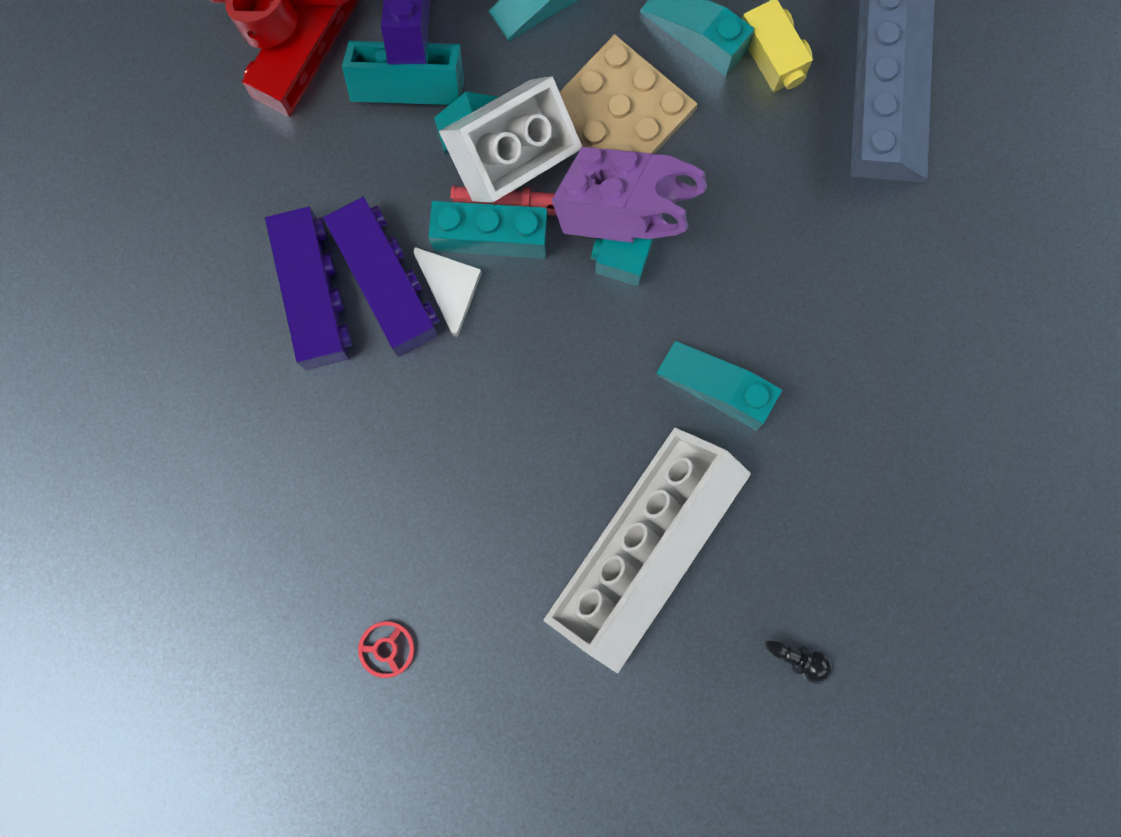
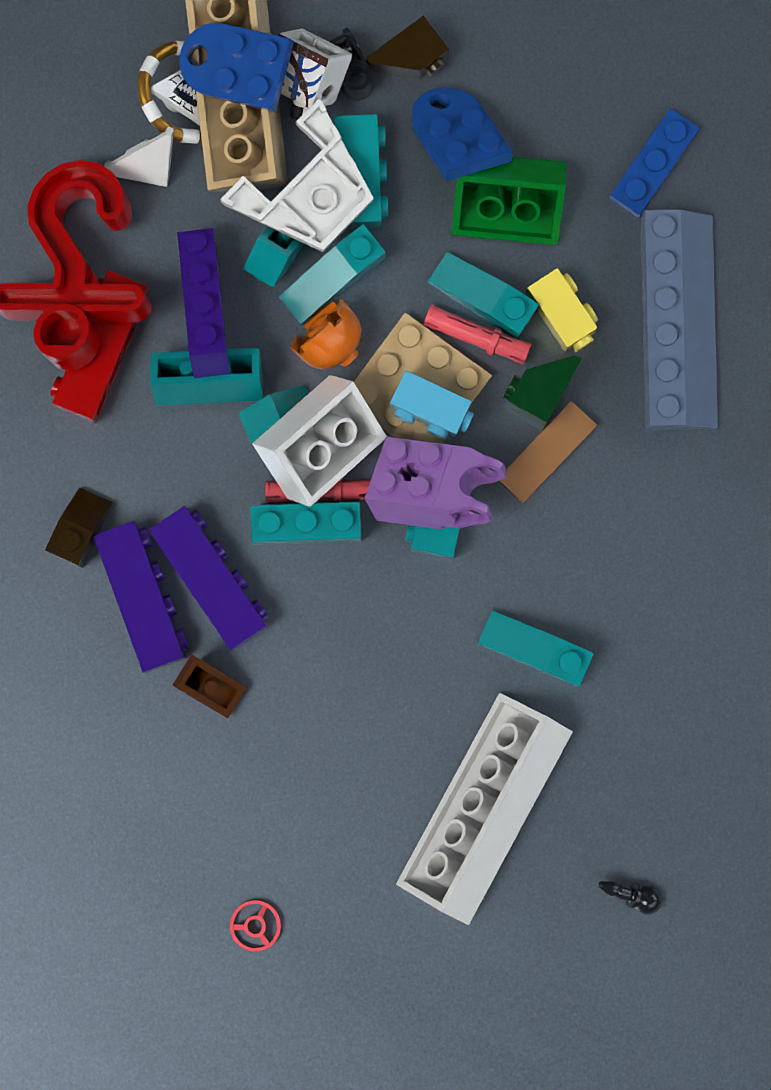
camera: 15 degrees left, 5 degrees up
(244, 214) = (77, 525): none -> dark brown slope
(365, 384) = (209, 686): none -> reddish brown slope
(451, 285) = (274, 577): white tile -> none
(535, 48) = (330, 337): none -> orange cylinder
(631, 118) = (431, 405): none -> medium azure brick
(692, 65) = (471, 332): none -> coral pin
(747, 114) = (539, 390): none -> dark green slope
(747, 186) = (547, 452): none -> medium nougat tile

